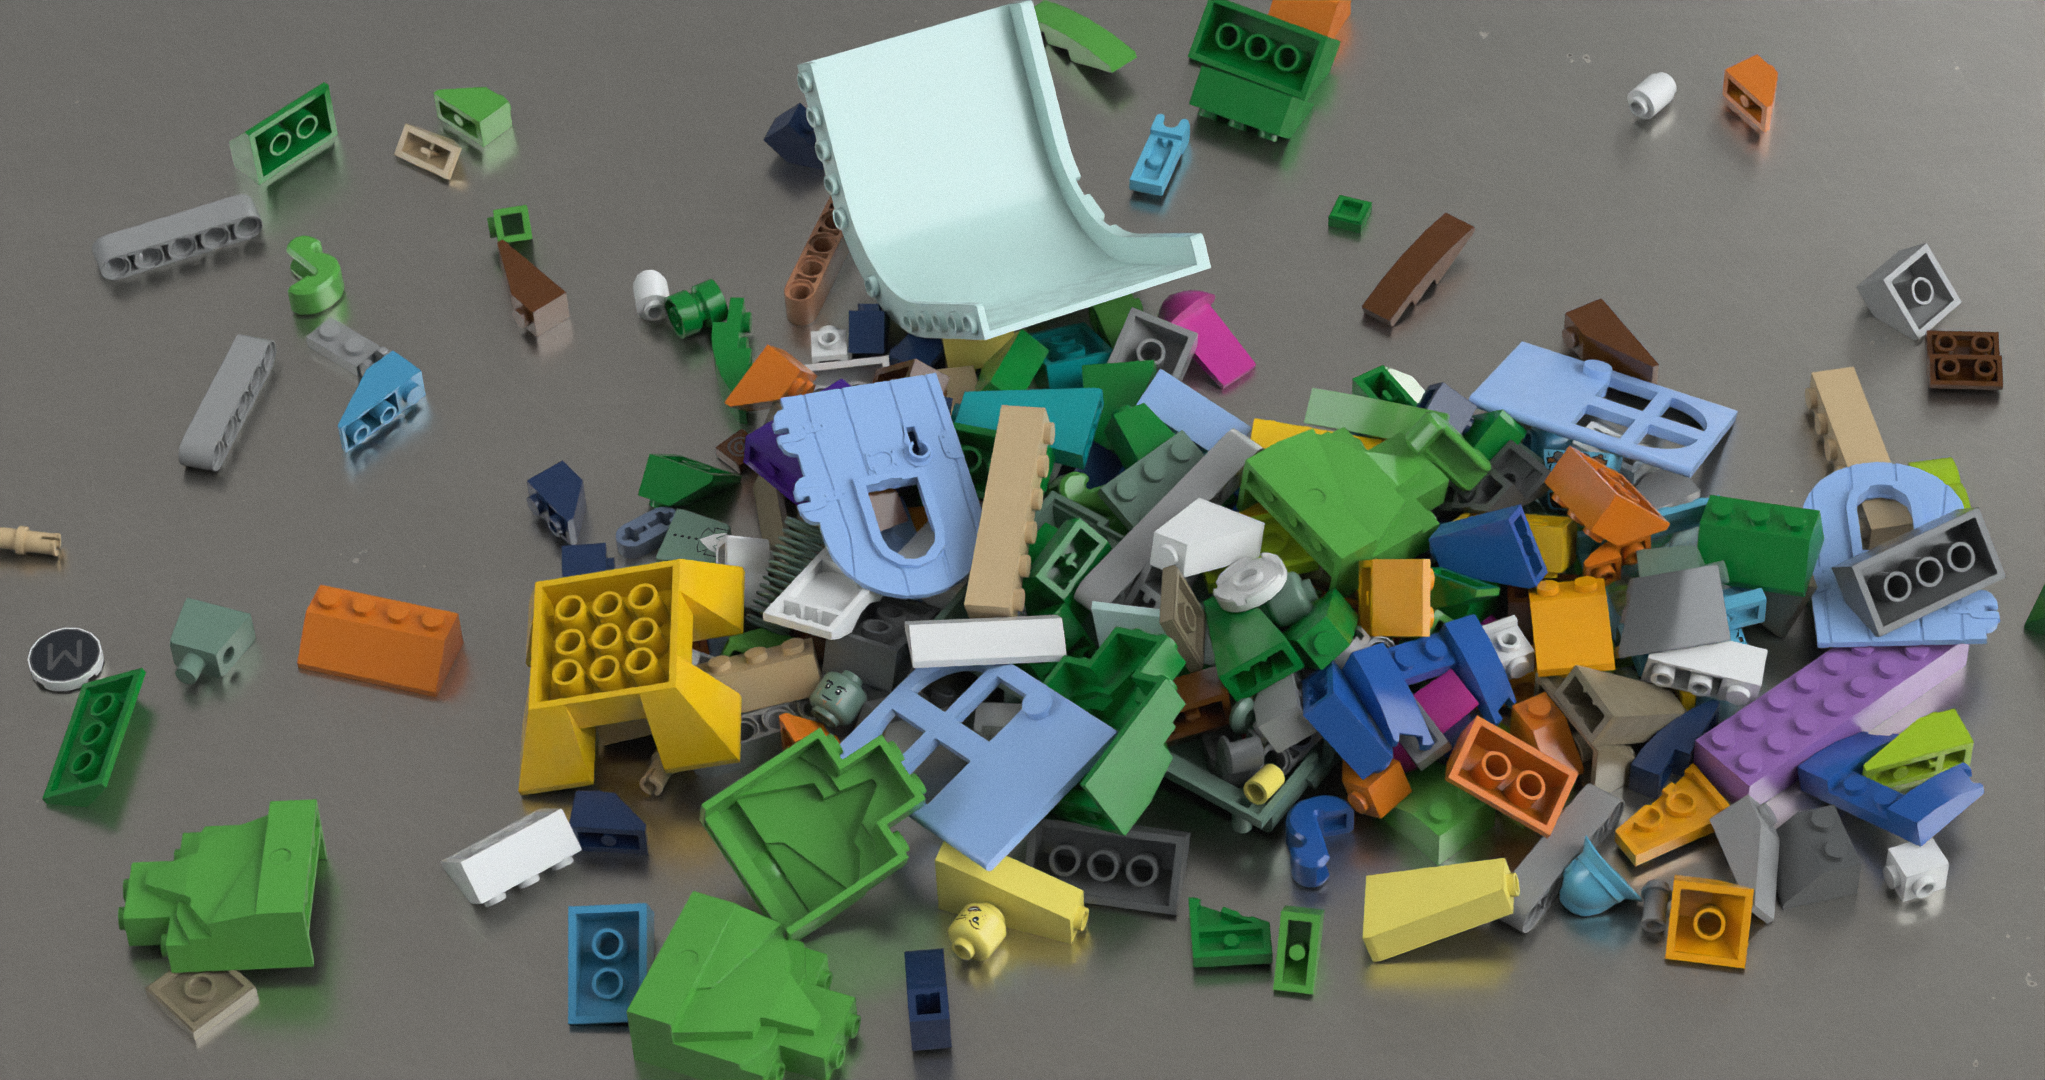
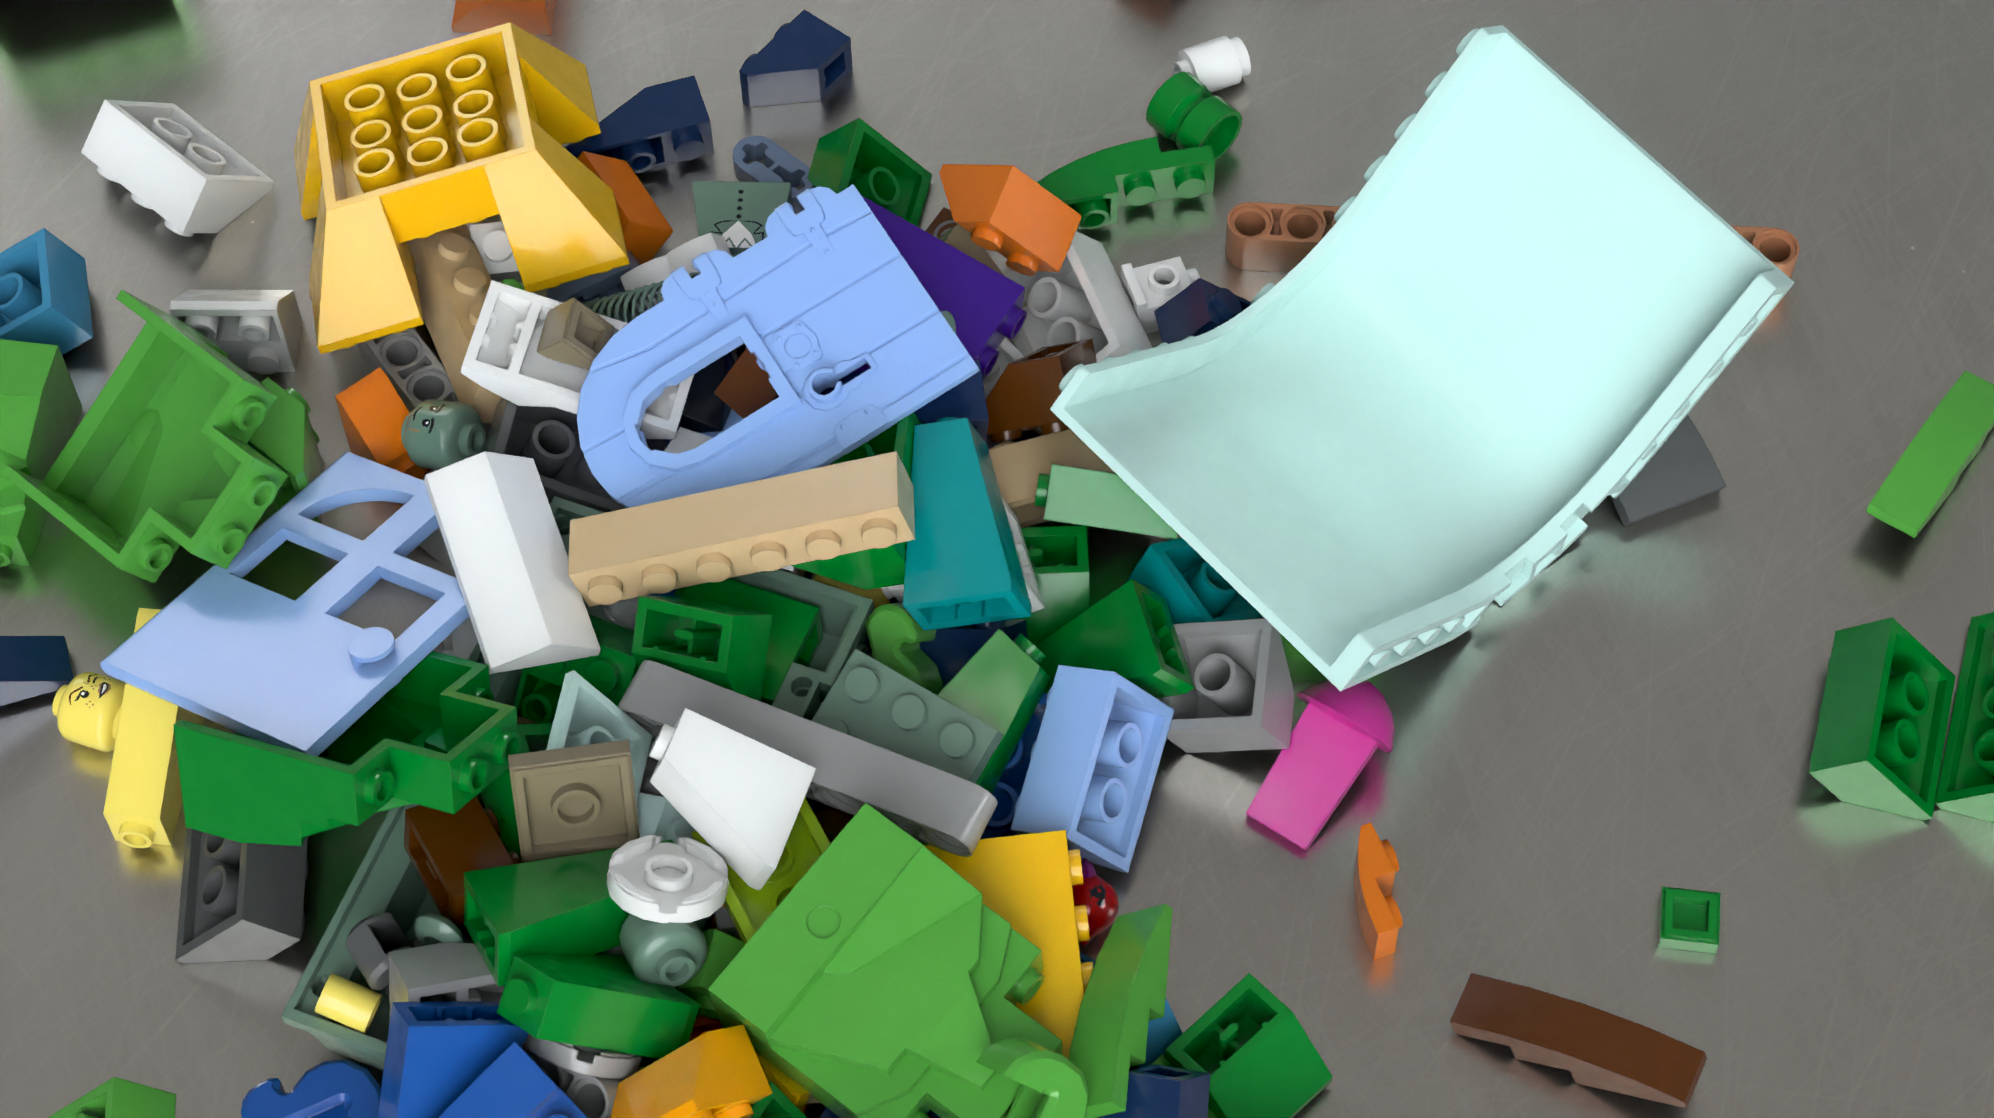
camera: 75 degrees right, 10 degrees up
(607, 824) = (242, 243): dark blue slope -> none
(676, 834) = (251, 325): none -> white slope
(819, 582) = (574, 334): none -> dark tan slope
(1159, 156) = (1716, 621): medium azure plate -> none
(1227, 937) = (129, 1024): green wing -> none
(1288, 336) = (1373, 887): none -> orange slope

